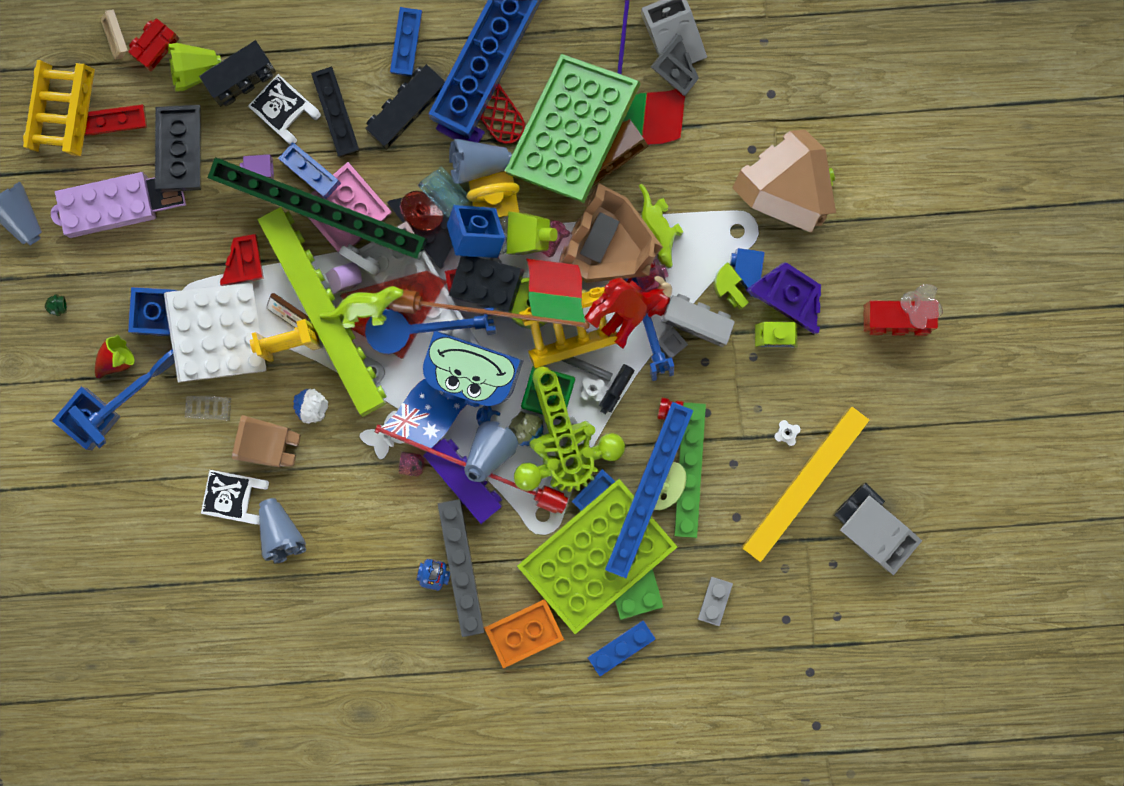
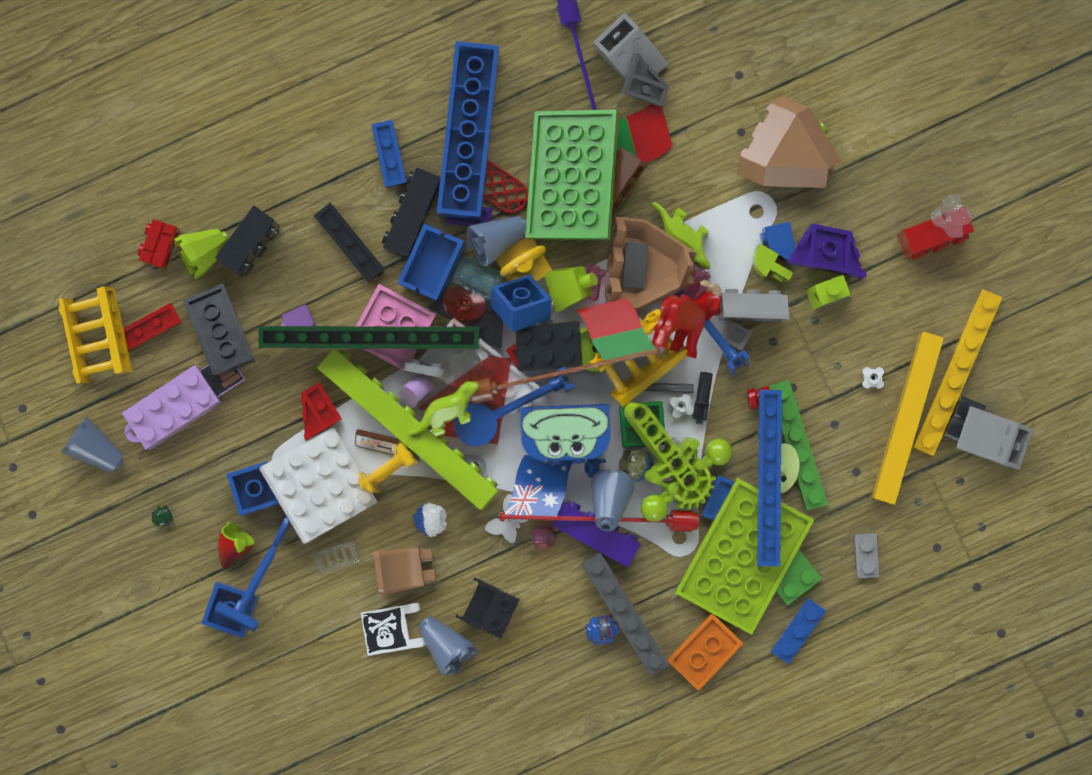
camera: 20 degrees left, 0 degrees up
(114, 34) = (119, 248): tan tile -> none
(280, 106) = (297, 255): flag -> none
(309, 170) = (347, 305): plate -> none
(334, 513) = (490, 608): none -> black piece
(406, 161) = (432, 263): none -> blue piece
(870, 458) = (957, 372): none -> yellow plate

